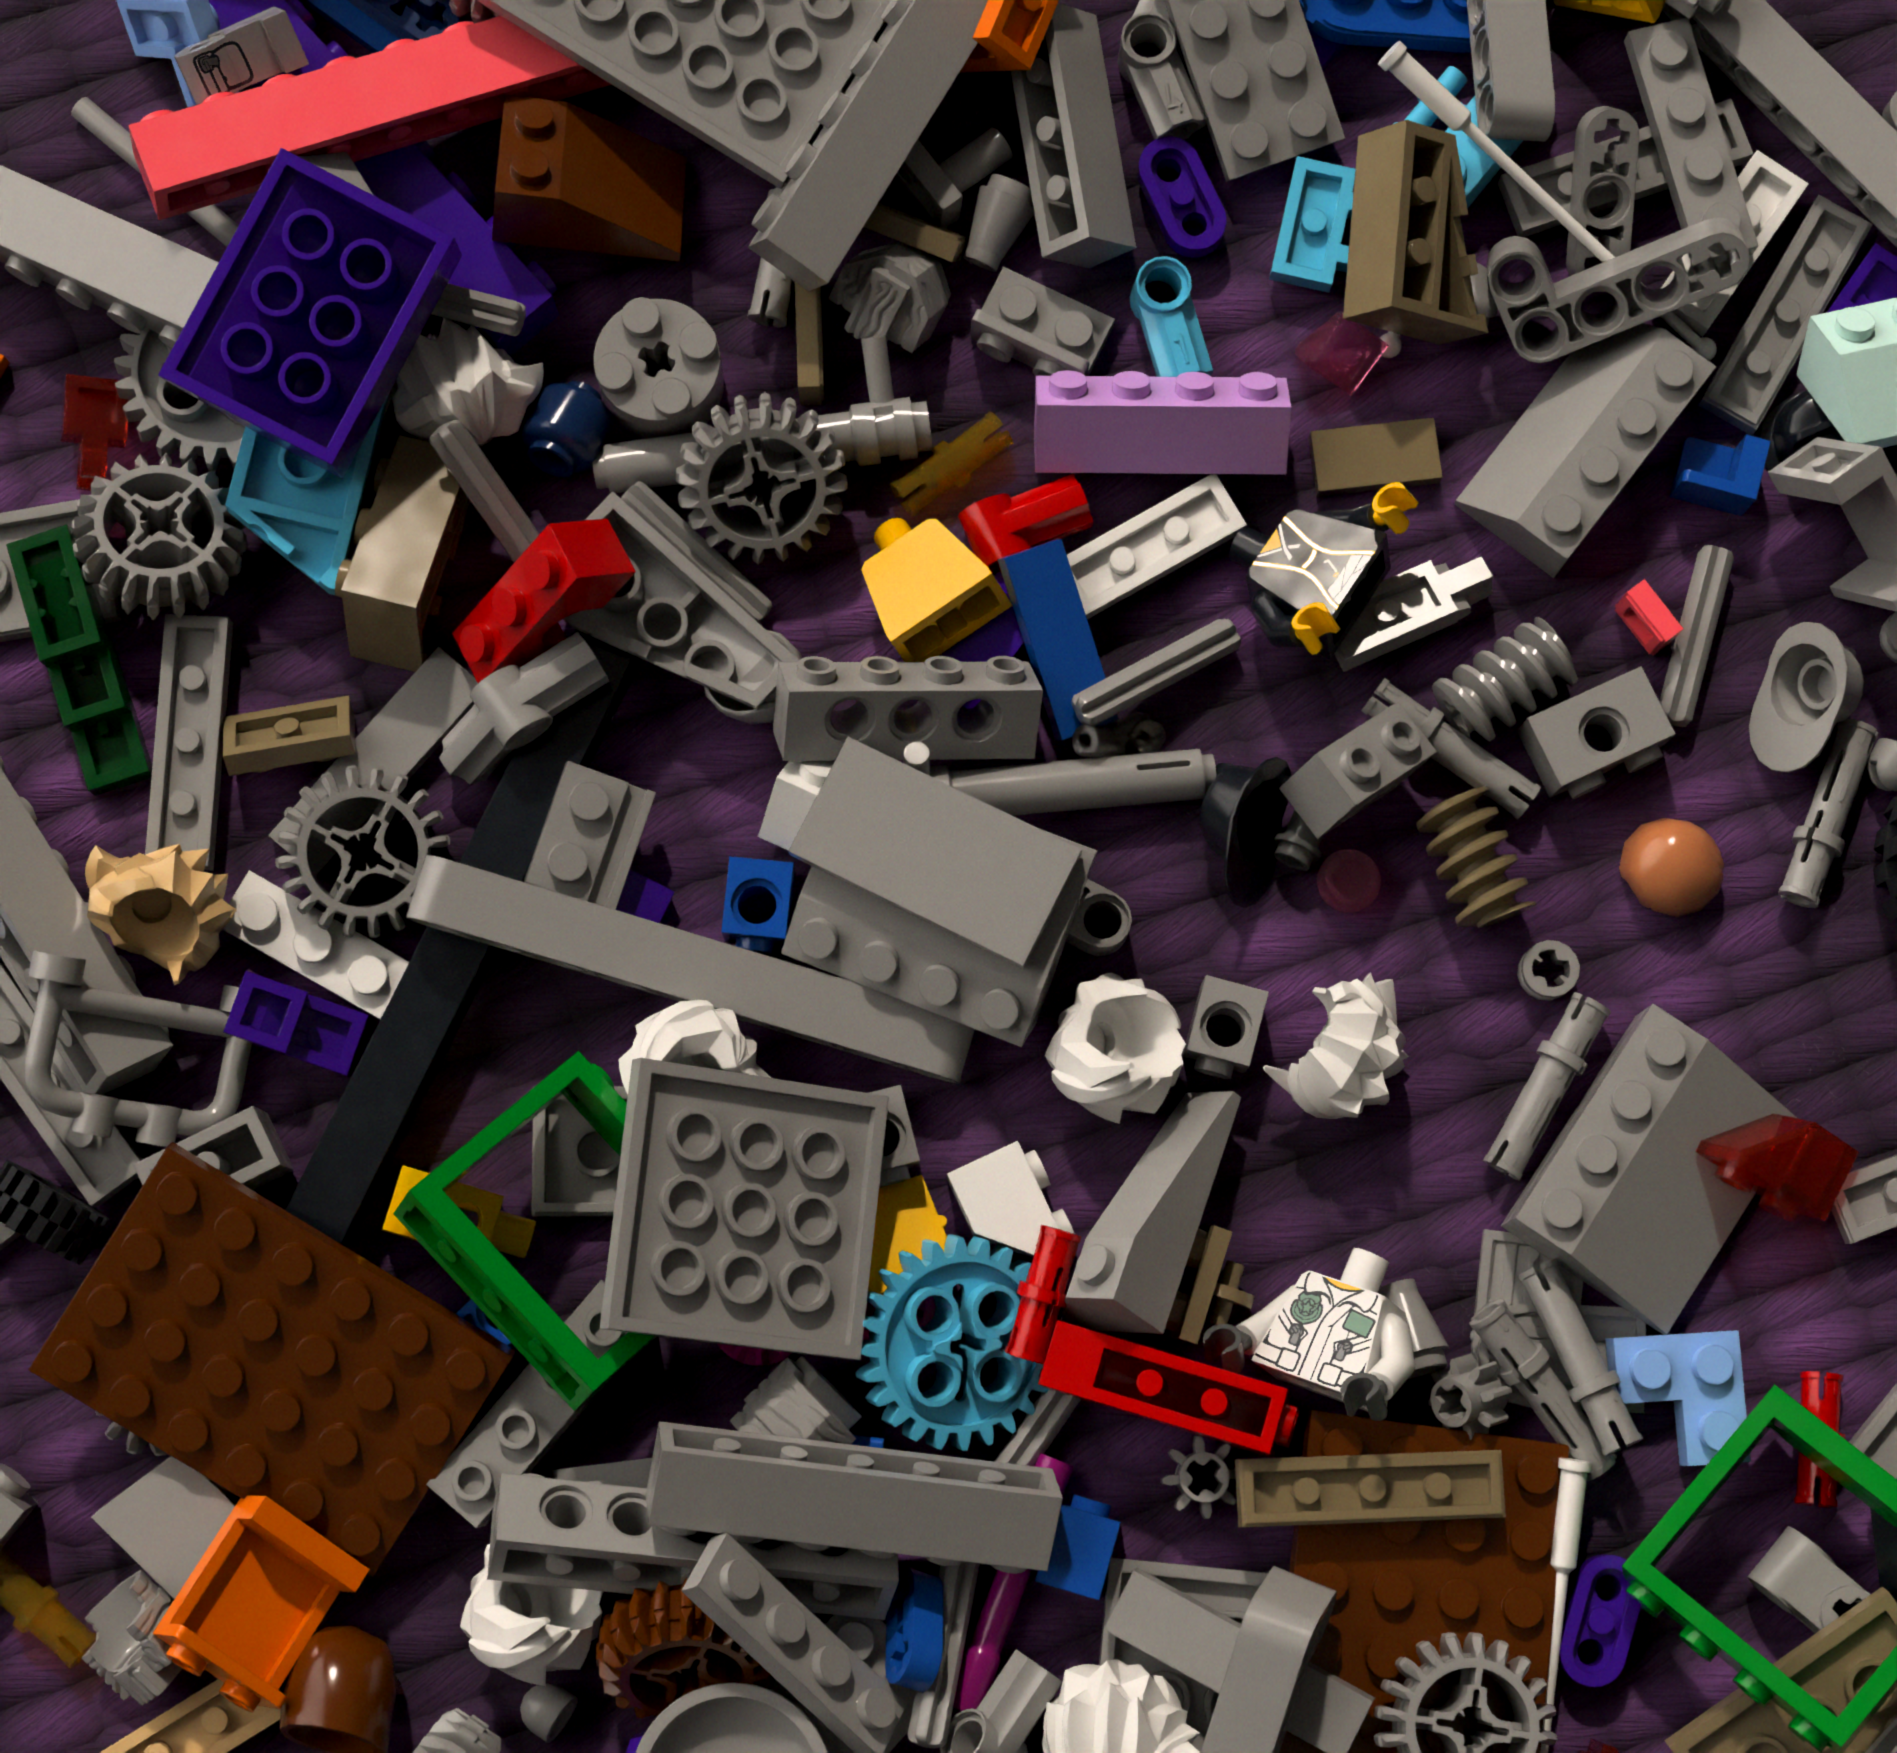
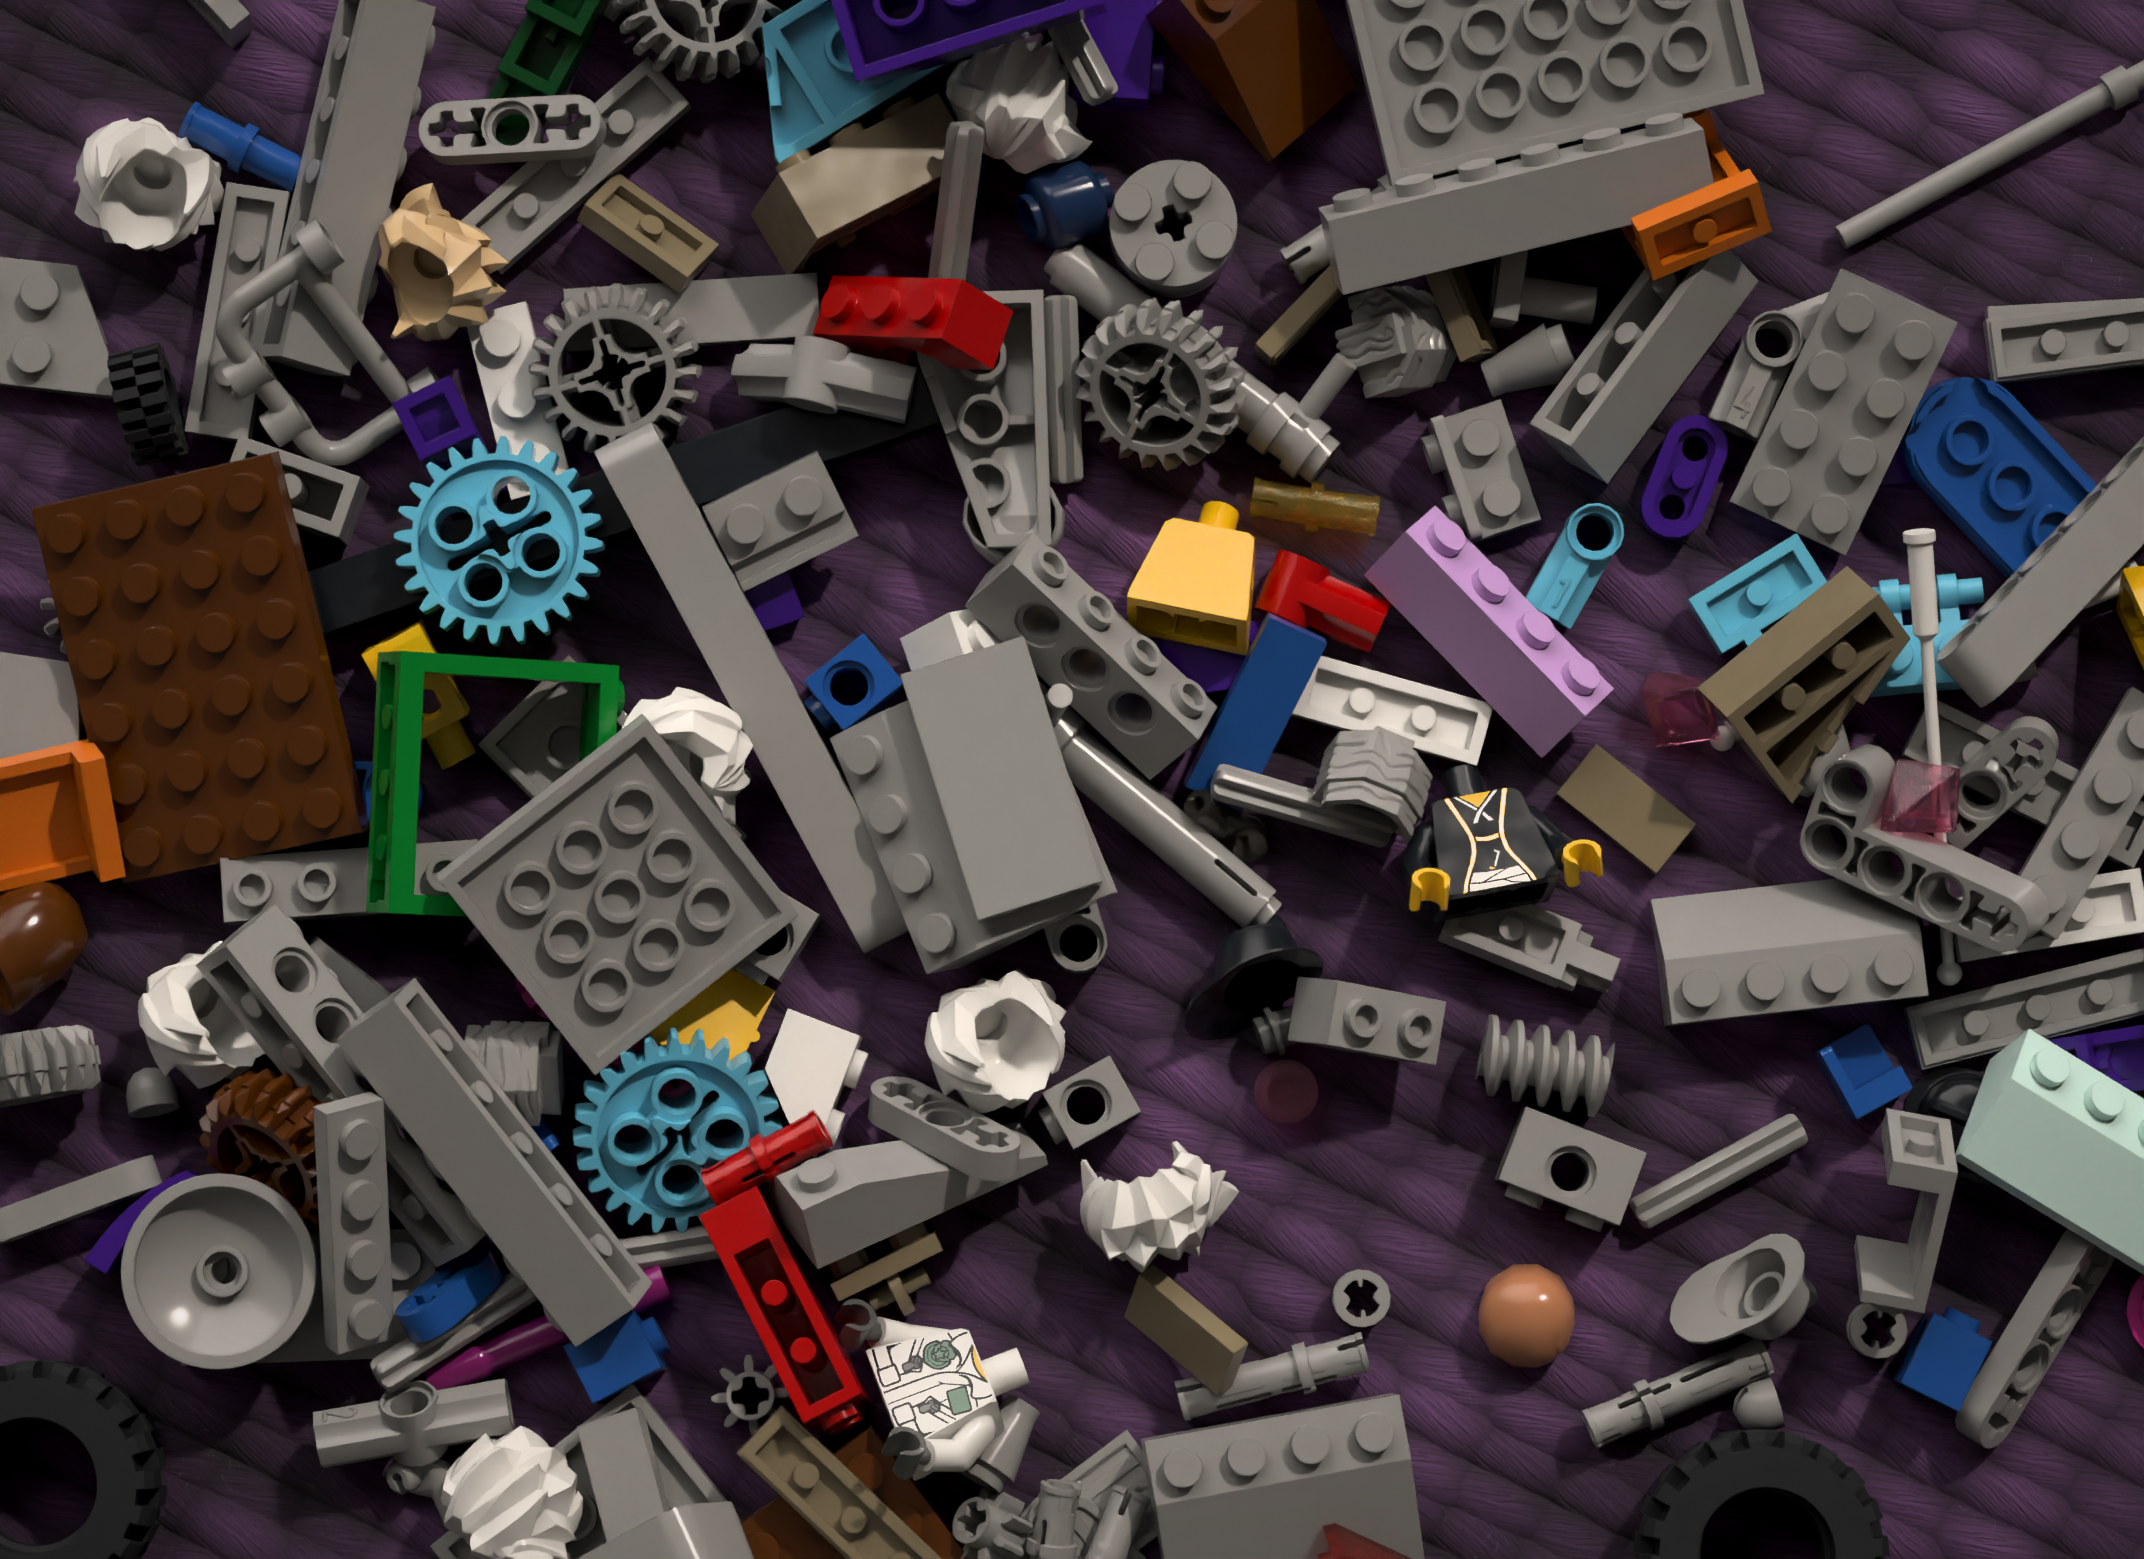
camera: 50 degrees right, 5 degrees up
(90, 757) = (467, 148): none -> light grey beam
(344, 1034) = (473, 489): none -> medium azure gear
(1145, 1144) = (944, 1128): none -> light grey beam
(1183, 594) = (1375, 772): none -> light grey hair
(1457, 1113) = (1186, 1329): none -> dark tan tile
(1459, 752) = (1458, 1078): light grey pin -> none
(1473, 860) = (1386, 1167): dark tan piece -> none
(1572, 238) = (1922, 798): none -> clear pink slope
(1648, 618) = (1694, 1124): coral tile -> none

